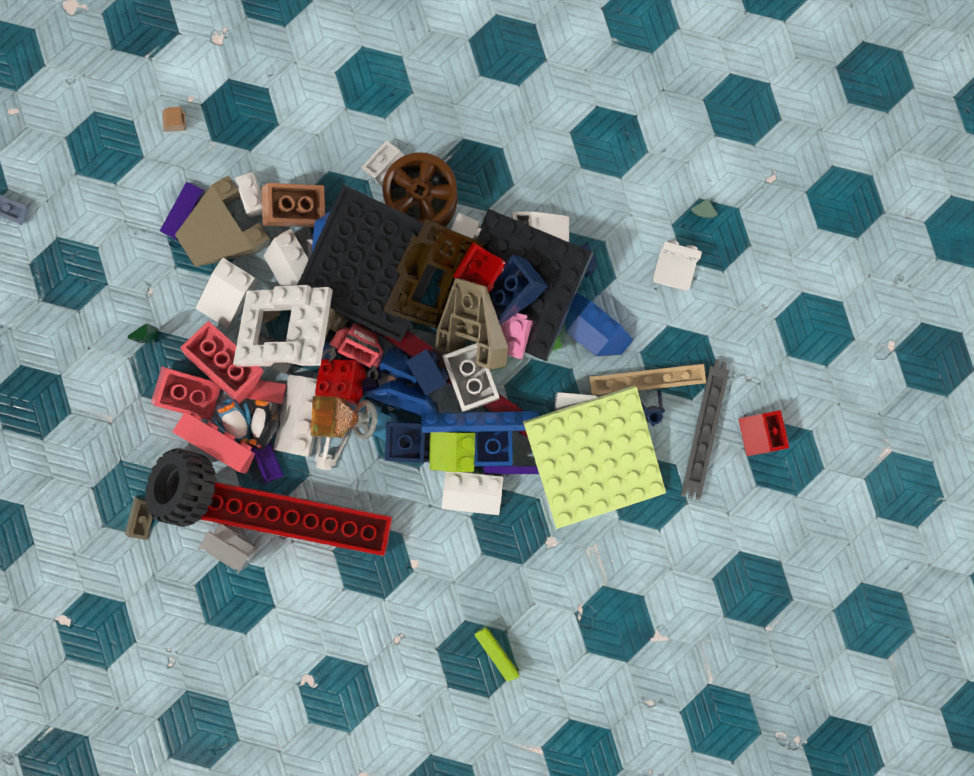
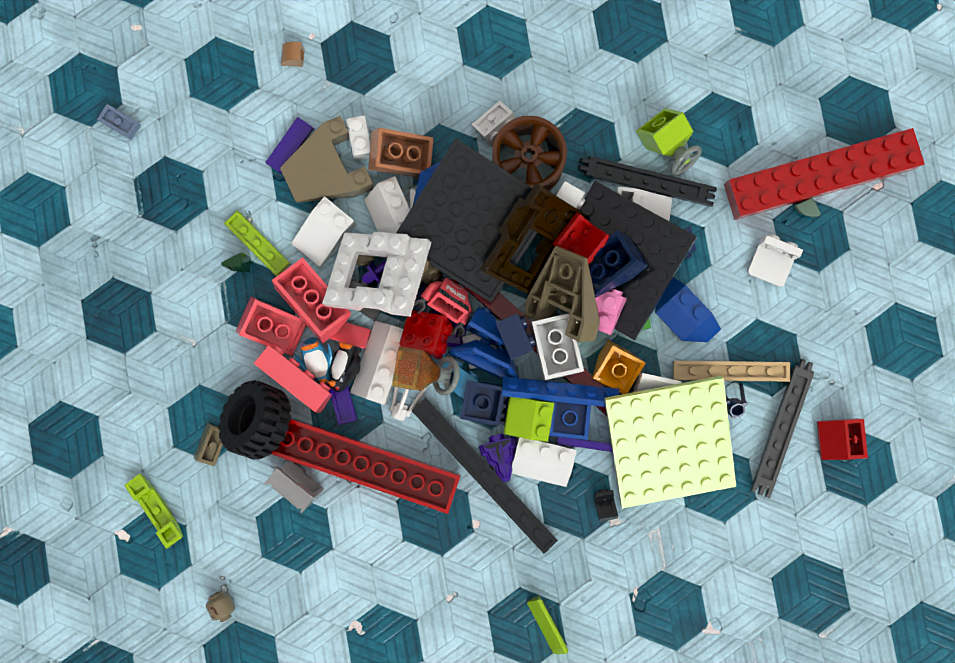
camera: 15 degrees right, 0 degrees up
(93, 589) = (156, 510): none -> lime slope
(161, 312) = (257, 243): none -> lime tile
(169, 677) = (220, 606): none -> dark tan head
(281, 327) = (374, 272): none -> dark purple arm
(416, 514) = (484, 476): none -> black plate
(429, 491) = (500, 454): none -> dark purple rock
(534, 390) = (617, 367): none -> light orange slope
(539, 528) = (605, 505): none -> black bracket
(542, 202) = (647, 180): none -> black hinge
(556, 155) = (668, 135): none -> lime piece
(715, 174) = (824, 174): none -> red brick

